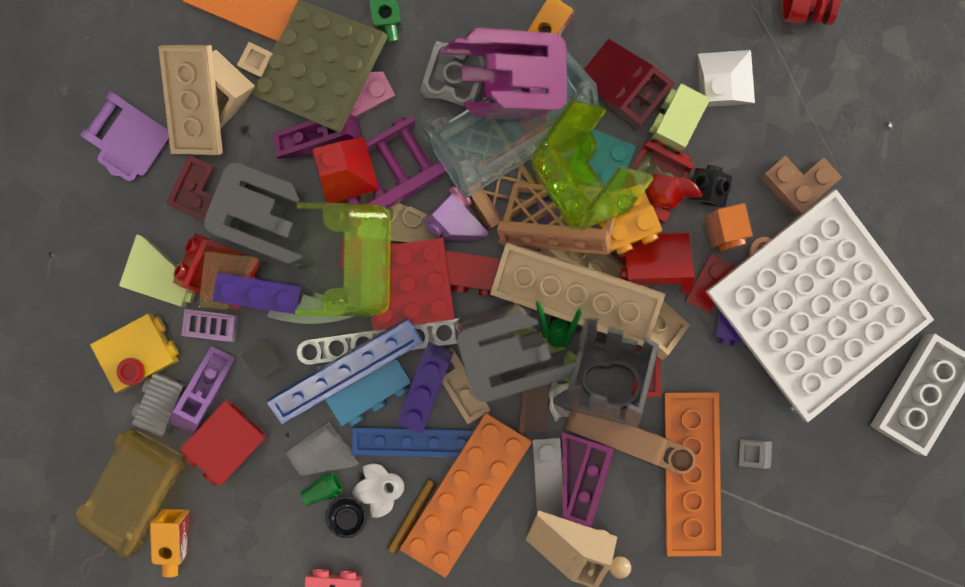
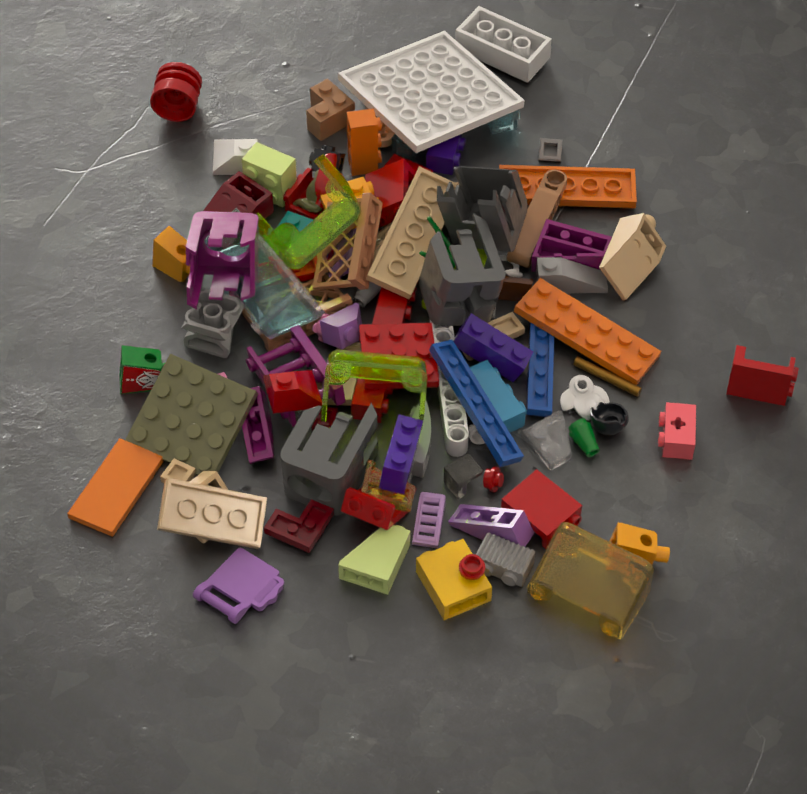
camera: 85 degrees left, 35 degrees down
(261, 391) = (493, 479): none -> red plate

